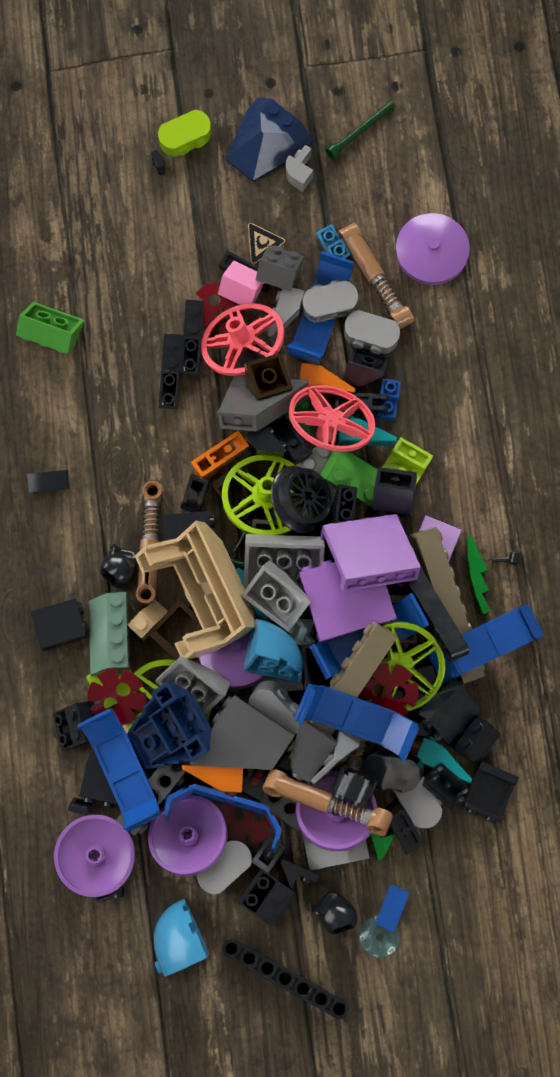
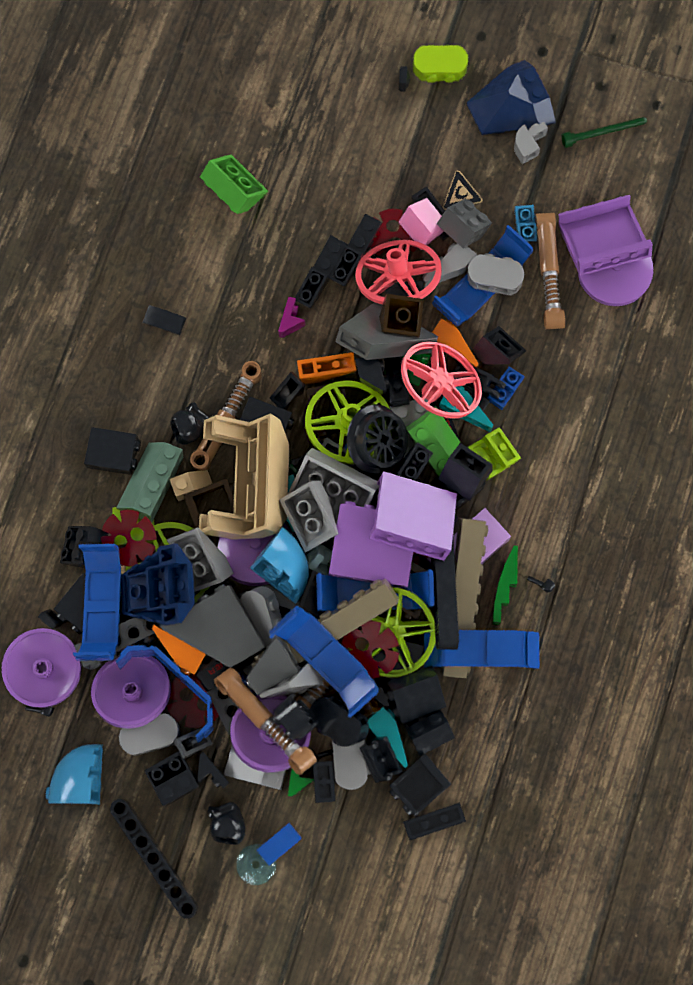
camera: 30 degrees right, 0 degrees up
(167, 430) = (289, 323): none -> magenta slope
(371, 332) = (520, 320): light grey brick -> none
(408, 223) = (603, 235): none -> medium lavender panel
(519, 818) = (434, 821): none -> black tile

